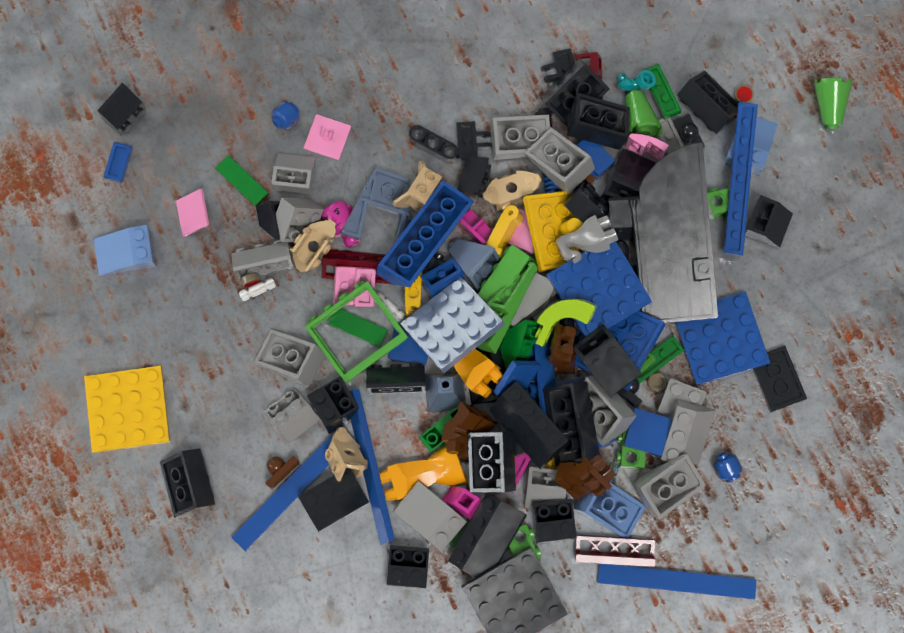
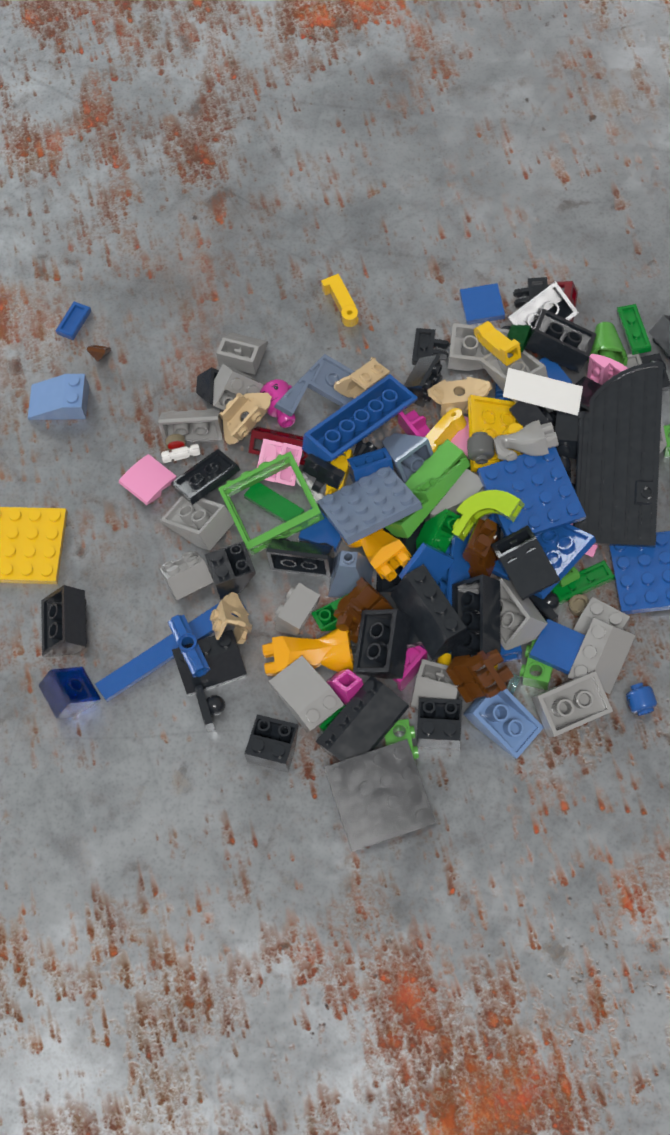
camera: 20 degrees right, 15 degrees down
(121, 109) = (87, 270): black slope -> none
(151, 193) = (98, 351): none -> reddish brown slope
(192, 212) = (133, 372): bright pink piece -> none
(209, 550) = (68, 691): none -> clear blue slope
(232, 322) = (147, 479): none -> bright pink slope
(242, 181) = (189, 352): green tile -> none
(279, 469) = (158, 627): reddish brown tile -> none
(285, 115) = (246, 299): blue head -> none
(287, 311) = (205, 476): none -> black tile
(321, 504) = (193, 655): none -> blue piece
(327, 137) = (284, 327): bright pink piece -> none
(345, 540) = (213, 705): none -> black tile
(371, 474) = (255, 643): blue tile -> none
(378, 100) = (335, 286): none -> yellow leg
(401, 295) = (323, 473): none -> black plate
(404, 436) = (297, 609): none -> light grey slope
(428, 137) = (385, 337): black beam -> none
(513, 84) = (482, 304): none -> blue tile
(540, 136) = (497, 343): none -> yellow leg
(546, 252) = (480, 447): none -> dark grey head
(558, 123) = (520, 333): none -> dark green tile
(593, 184) = (542, 391): none -> white sticker
(615, 558) = (498, 772): fence -> none
(644, 80) = (617, 314): teal arm -> none
(677, 581) = (565, 810): blue tile -> none

